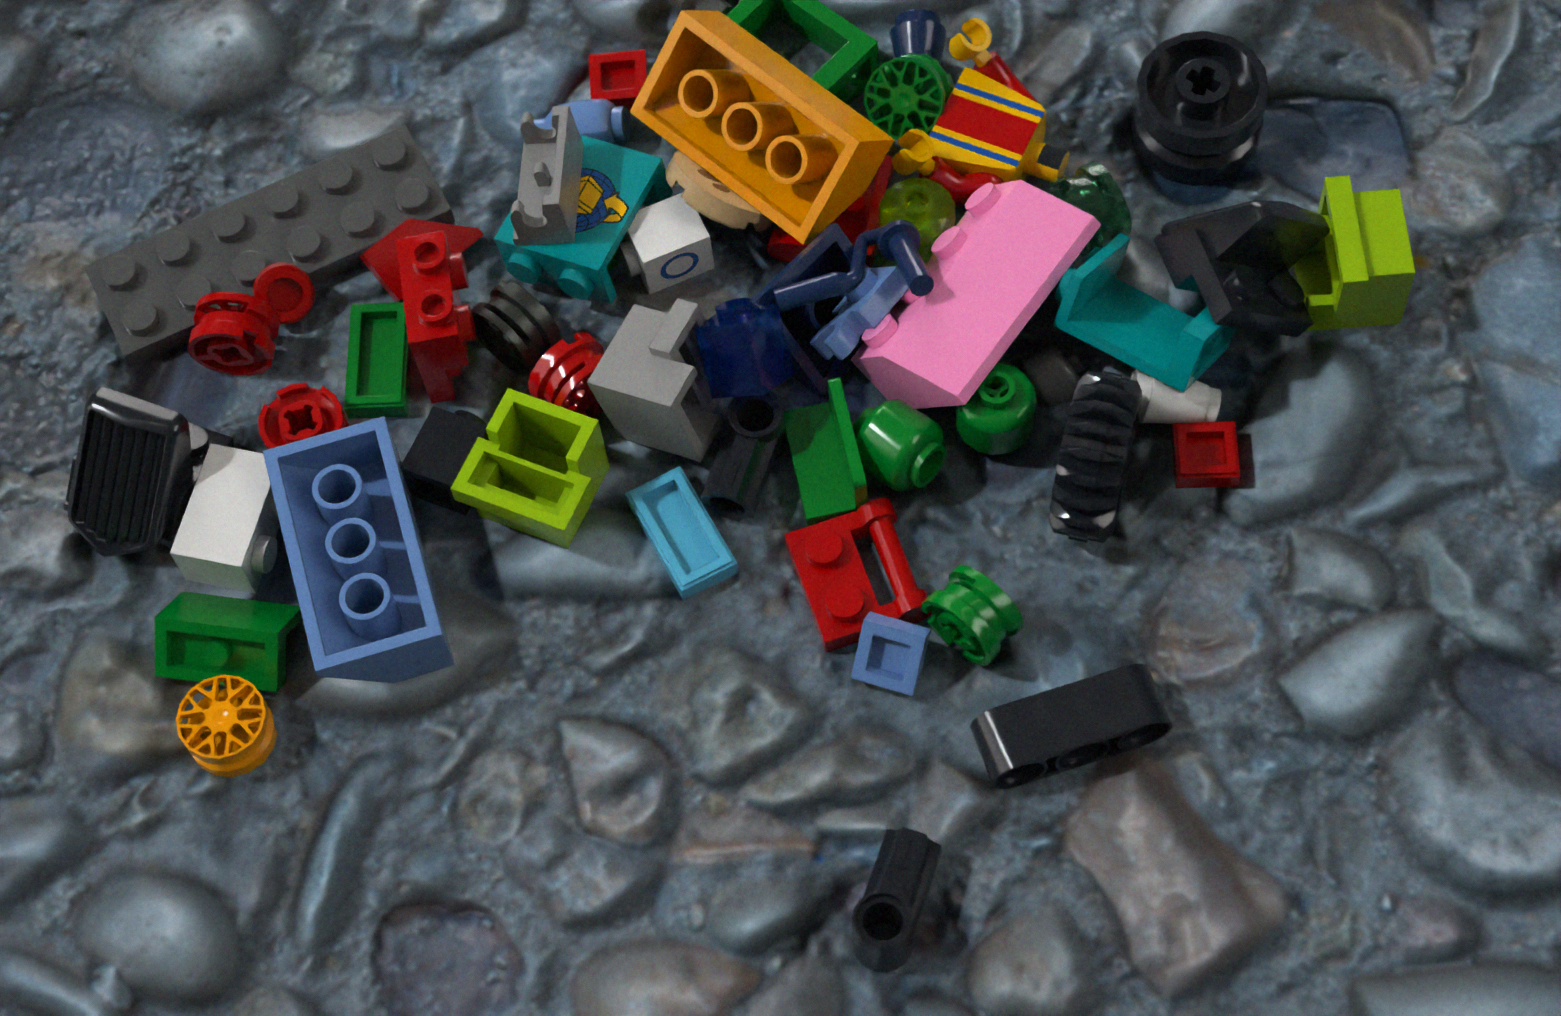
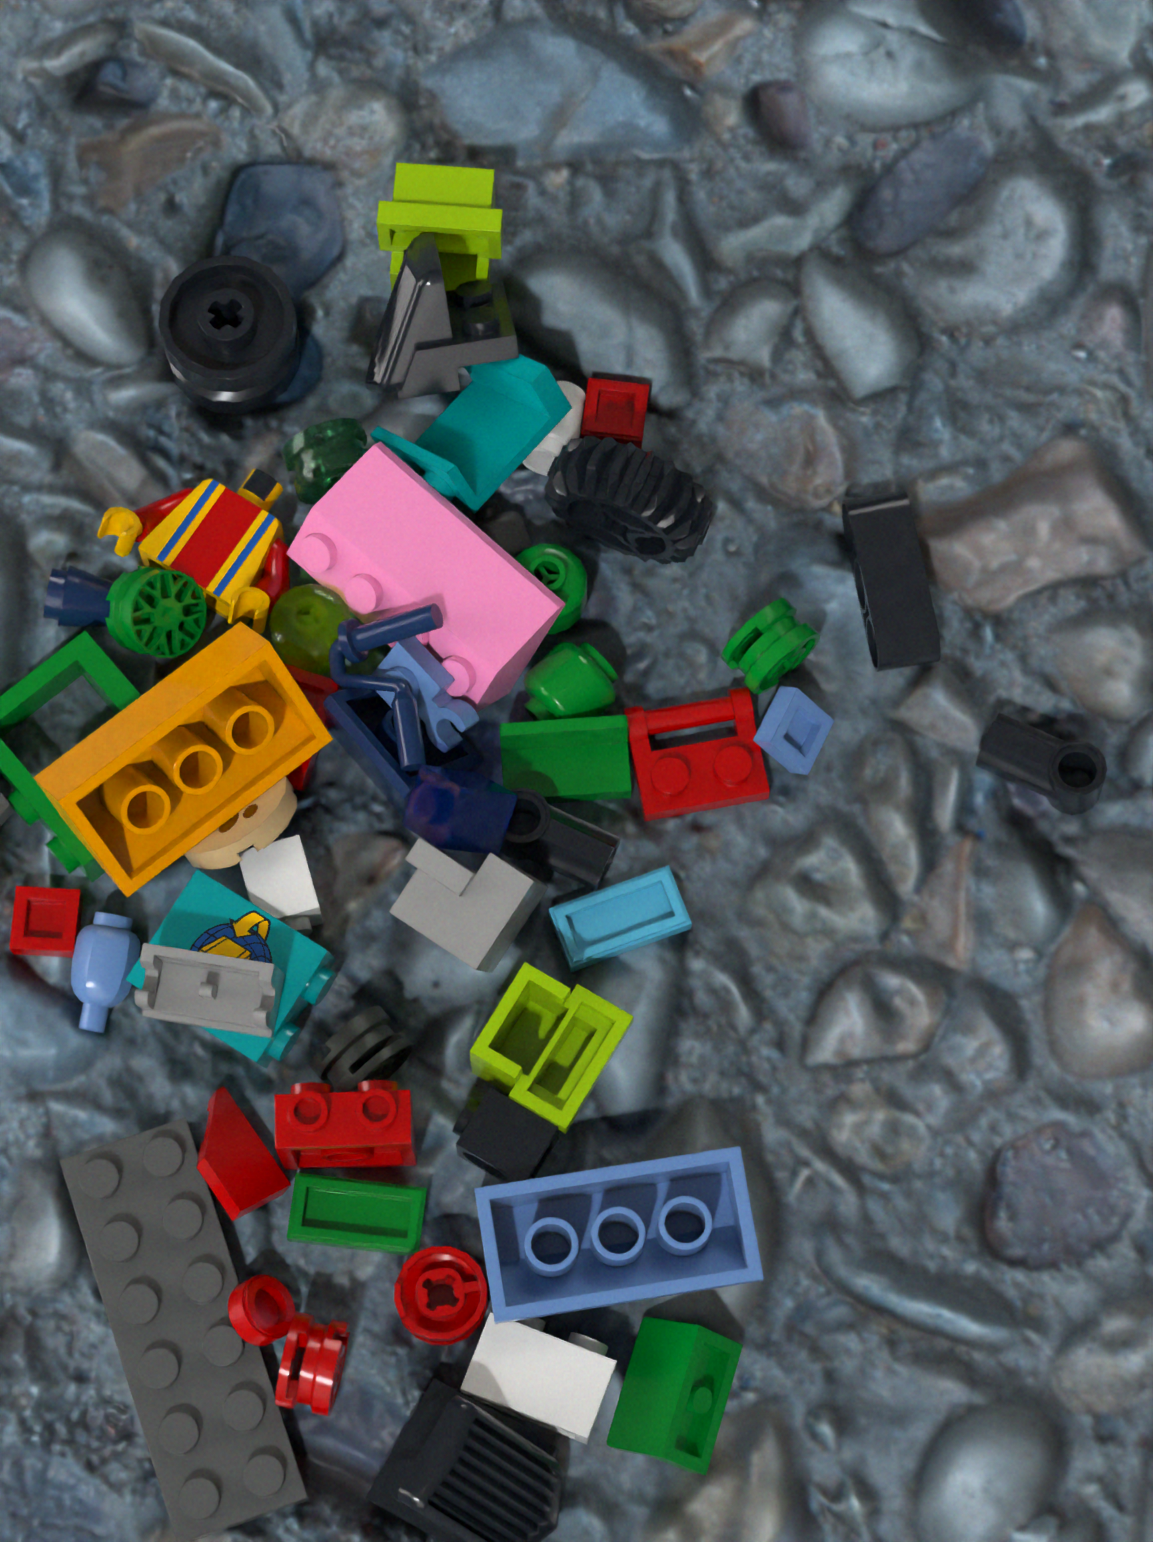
camera: 90 degrees left, 10 degrees up
(228, 728) = (778, 1396): light orange wheel -> none
(564, 372) = (433, 1000): red wheel -> none

